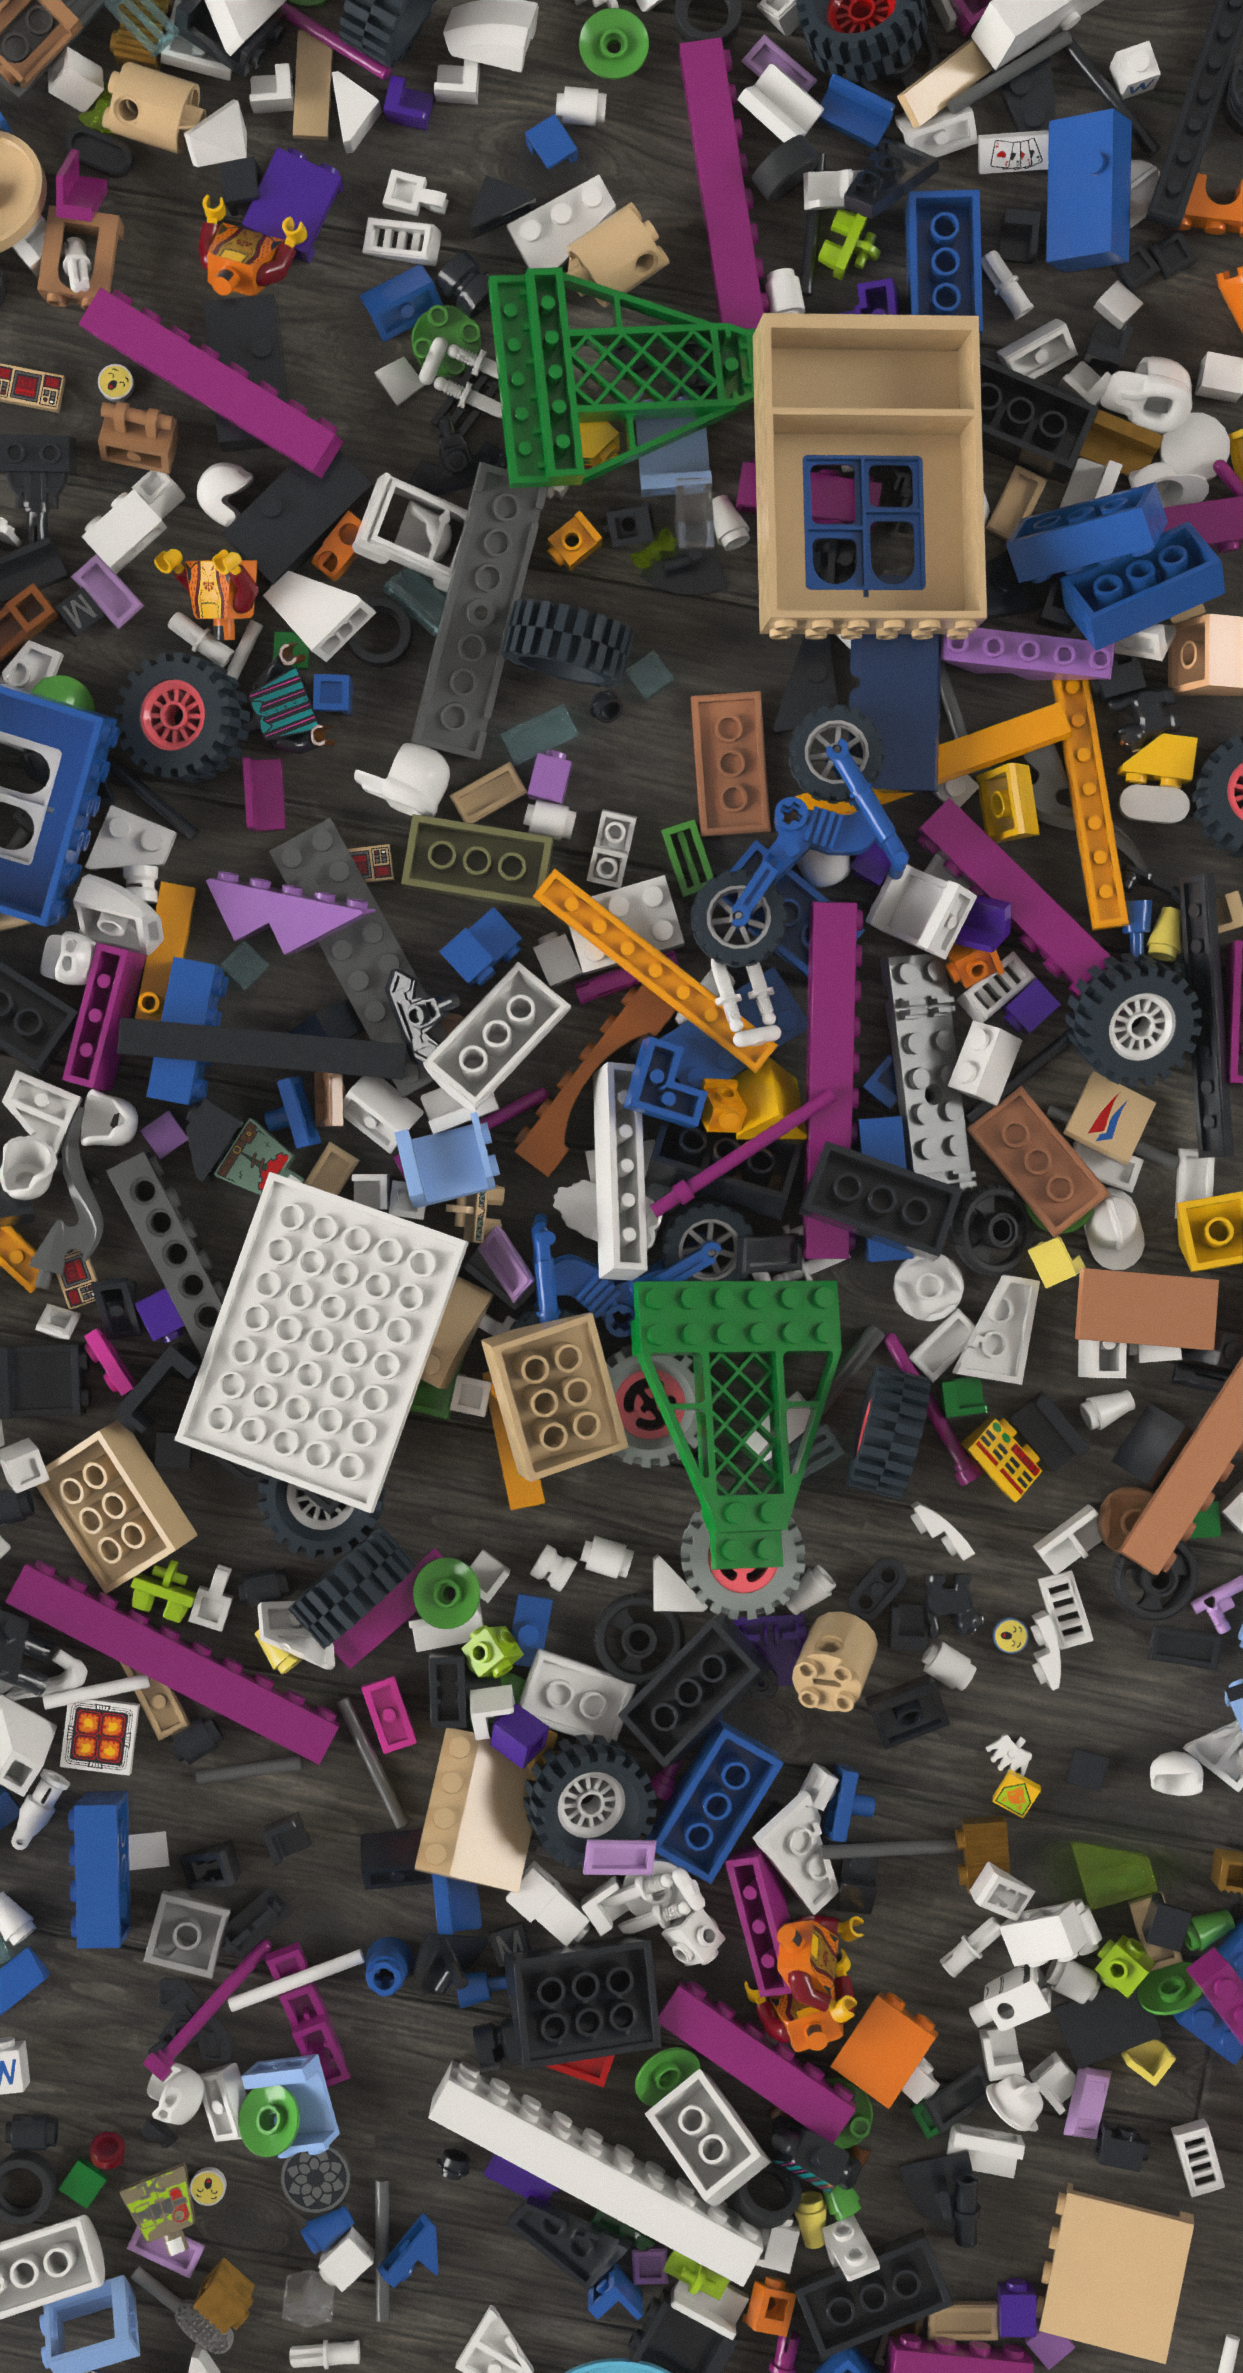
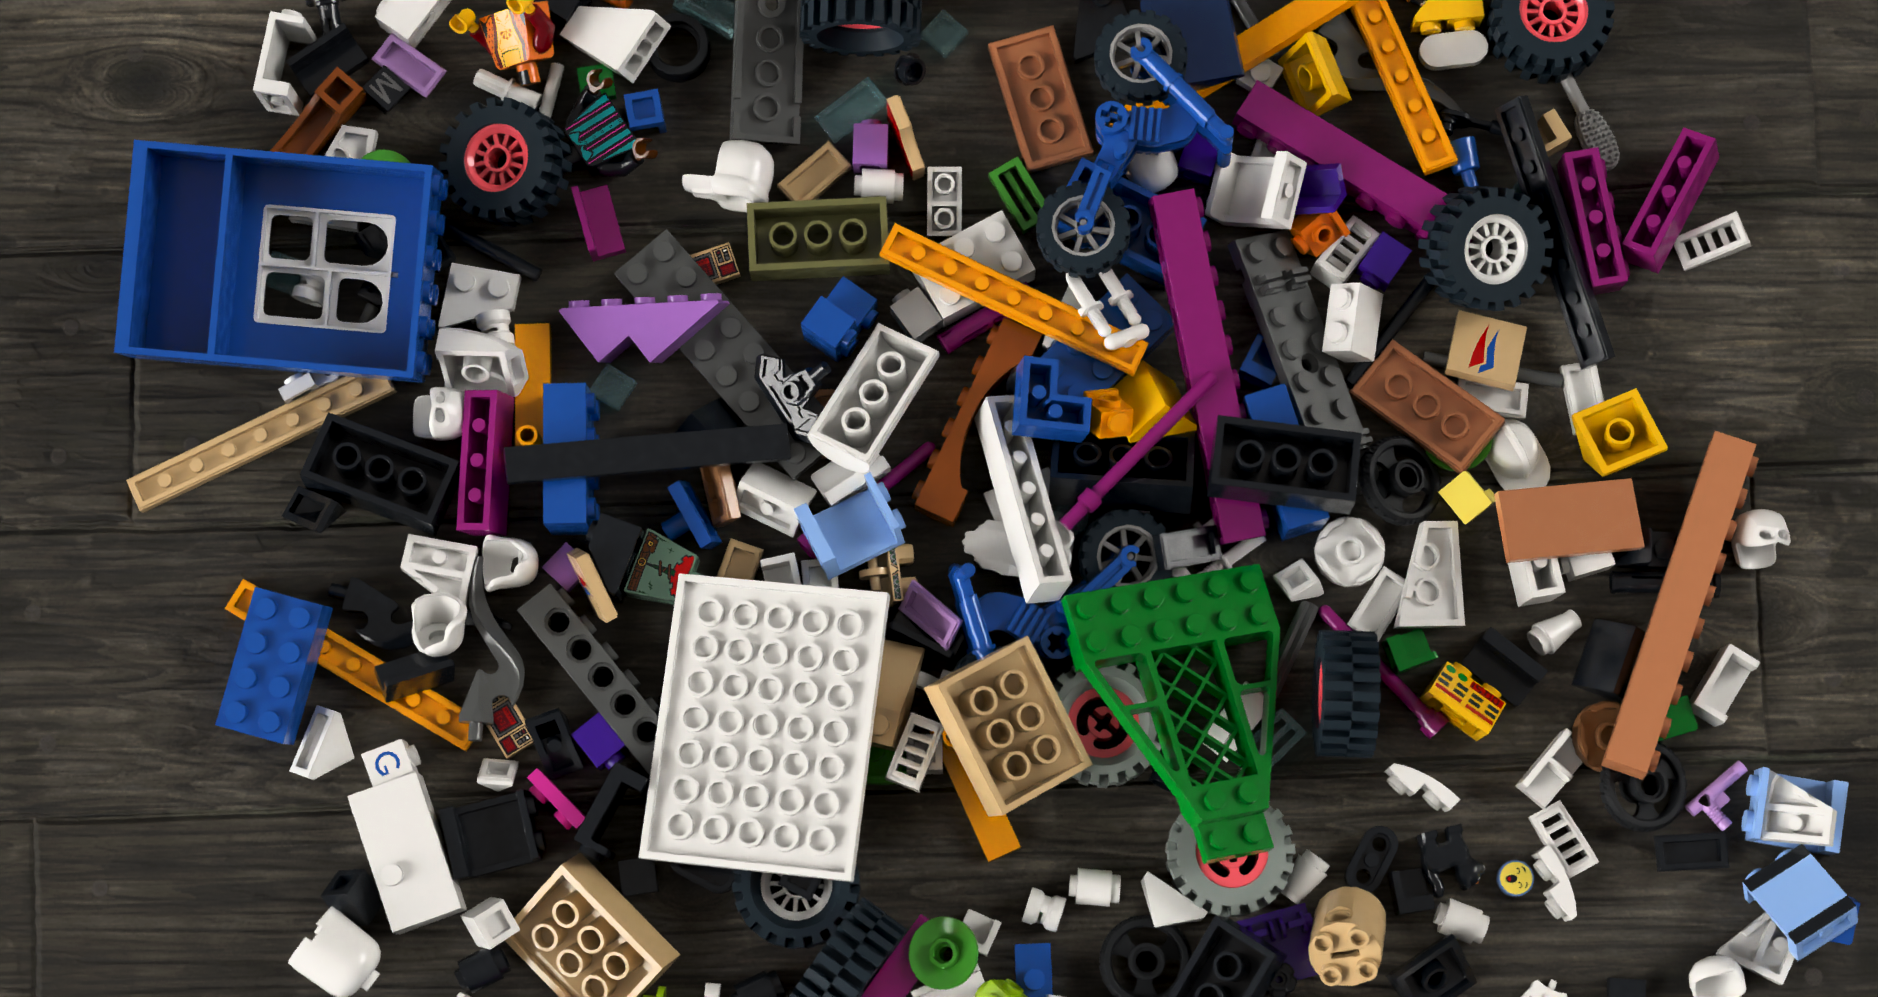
camera: 15 degrees left, 10 degrees down
(183, 1163) = (592, 584): none -> tan tile
(443, 1421) = (906, 780): none -> white slope
(586, 778) = (904, 136): none -> tan tile
(871, 1305) = (1298, 581): none -> white slope
(1166, 935) = (1496, 166): light yellow cone -> none

